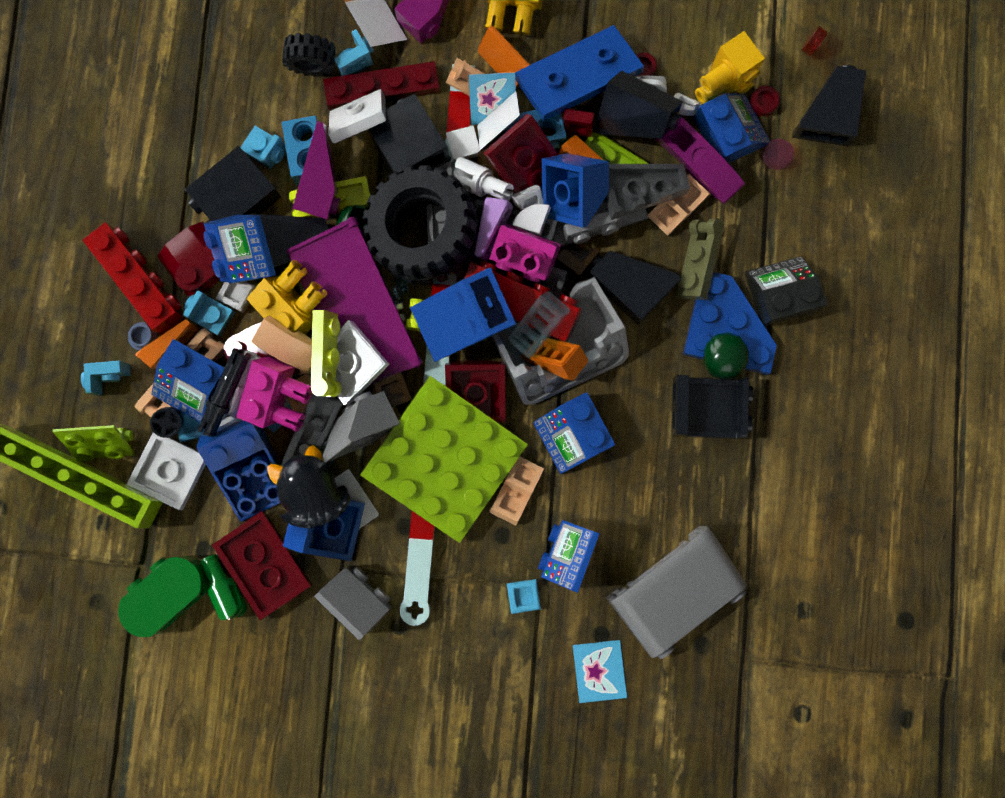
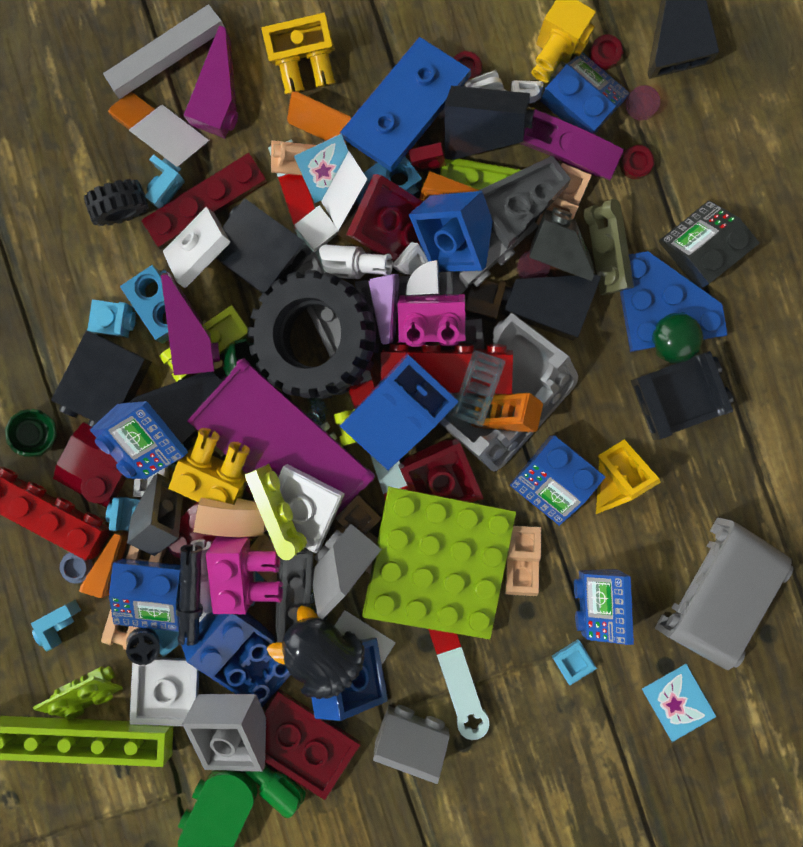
camera: 25 degrees left, 5 degrees up
(155, 210) = (30, 433): none -> dark green hair
(204, 525) = (228, 731): none -> light grey slope
(226, 320) = (156, 517): none -> dark grey slope
(631, 246) = (531, 268): none -> clear pink tile
(631, 453) = (624, 475): none -> yellow slope
(660, 236) = (561, 244): none -> pearl dark grey slope
(753, 200) = (637, 162): none -> dark red tile

